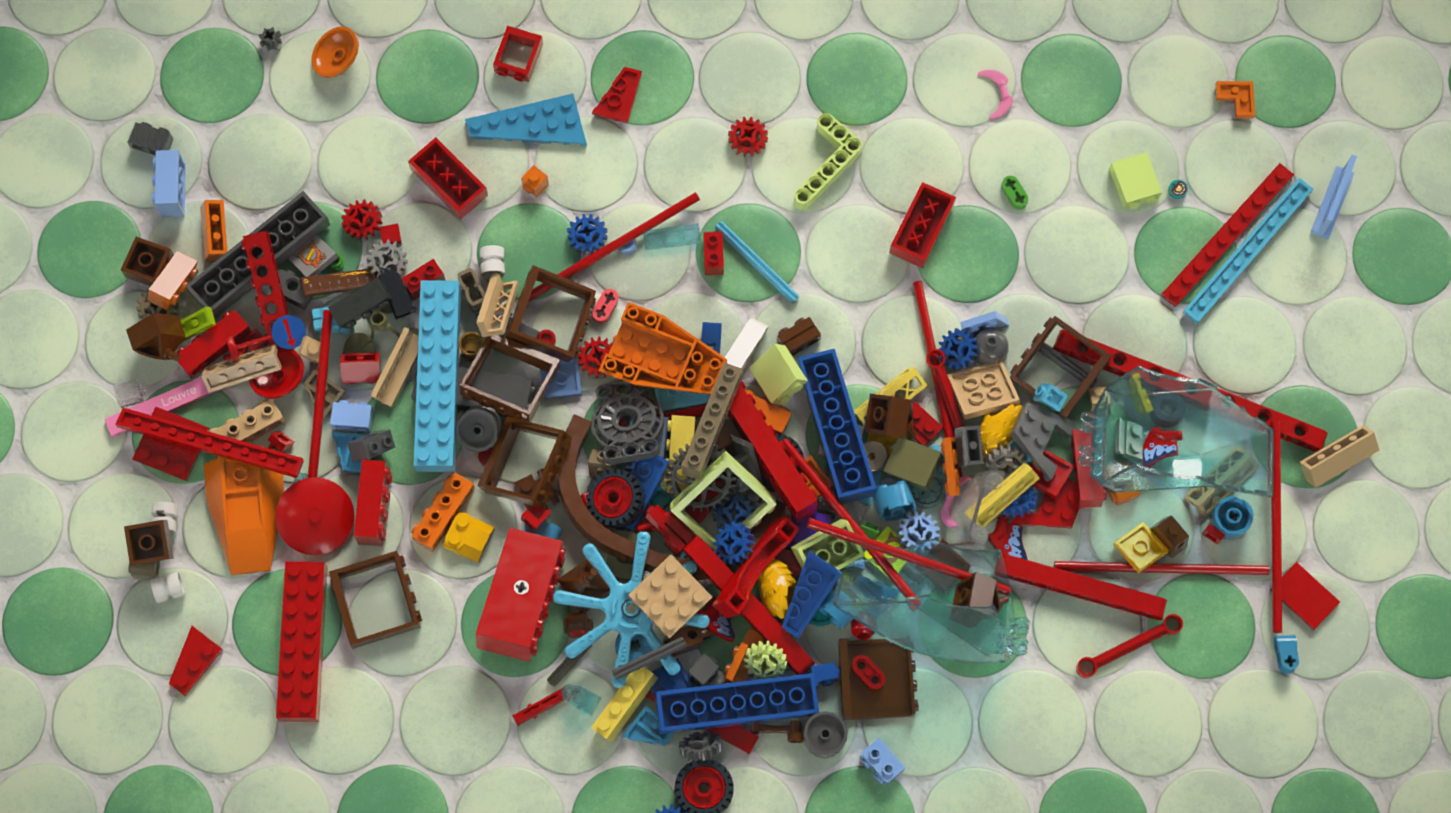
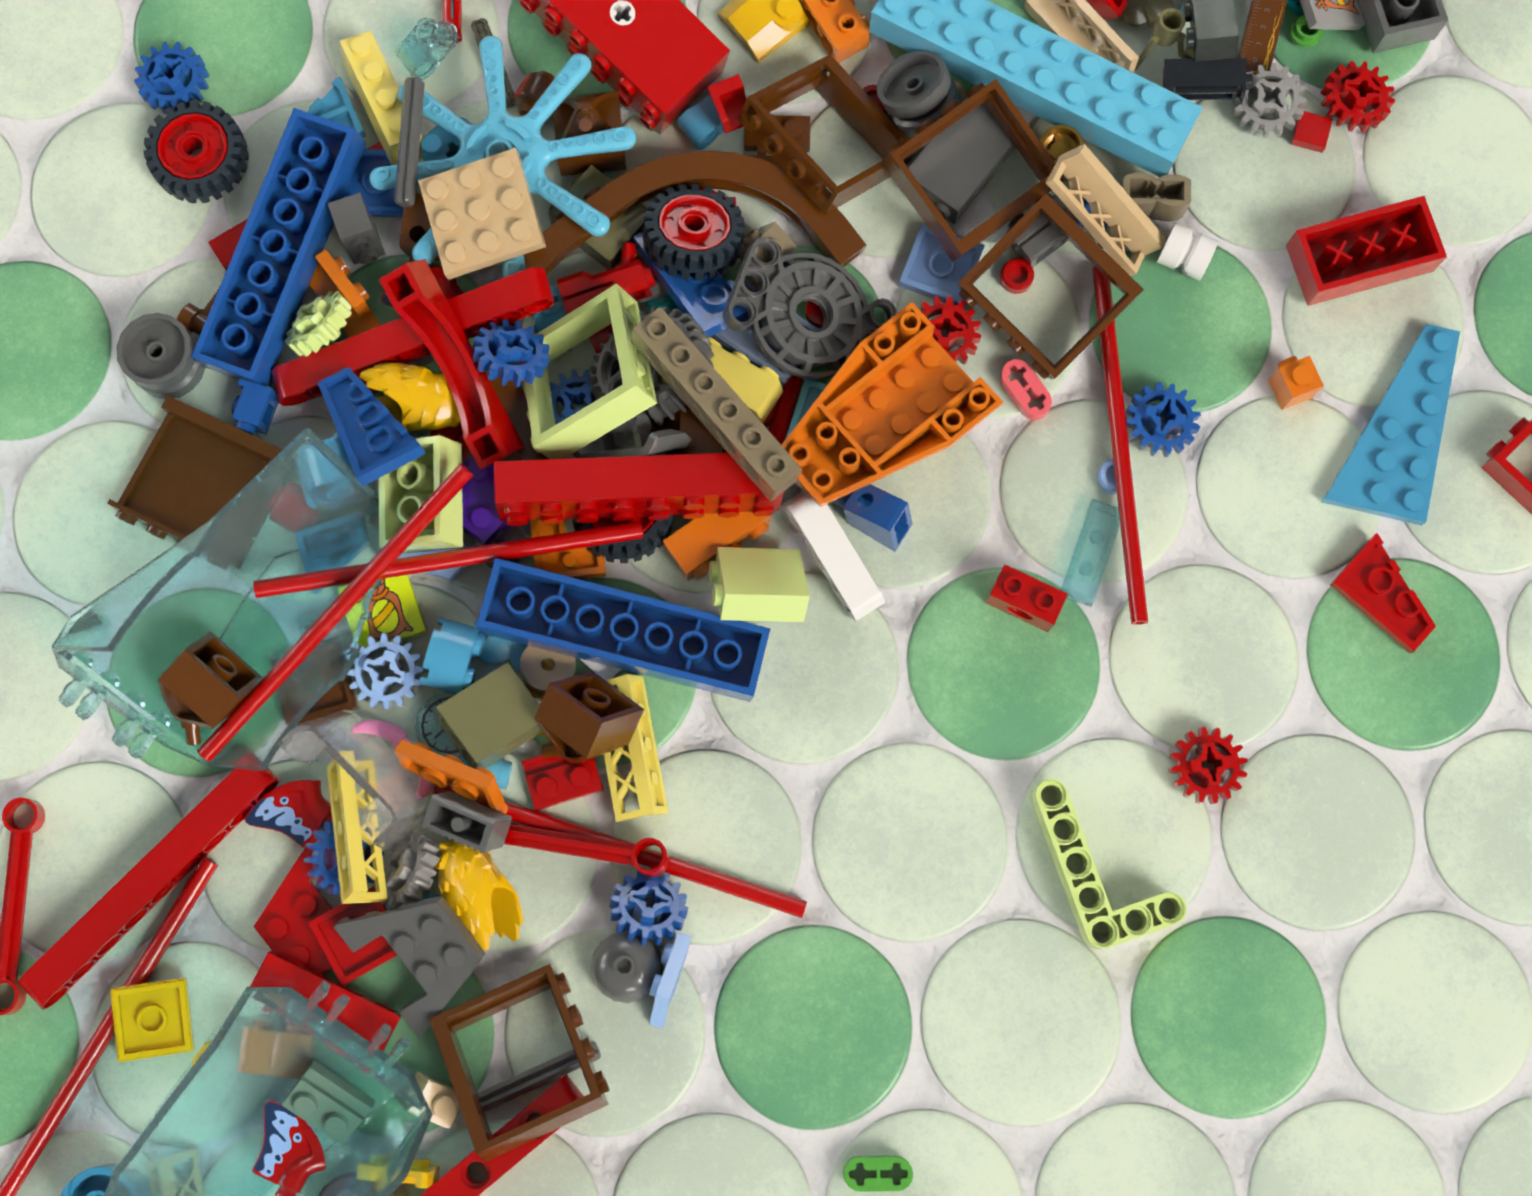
camera: 120 degrees right, 5 degrees up
(428, 272) = (1211, 140): red brick -> none
(700, 746) = (245, 165): dark grey gear -> none
(757, 262) = (977, 664): medium azure axle -> none
(799, 336) = (811, 659): reddish brown brick -> none
(869, 672) = (217, 470): red plate -> none
(870, 530) = (433, 597): bright green tile -> none
(882, 762) = (74, 421): light blue brick -> none
(922, 225) = (897, 972): red brick -> none
(983, 389) = (553, 907): tan plate -> none
(1050, 396) = (473, 1009): medium azure bracket -> none
(1171, 535) = (140, 1077): reddish brown torso -> none
(1213, 534) = (101, 1155): red tile -> none

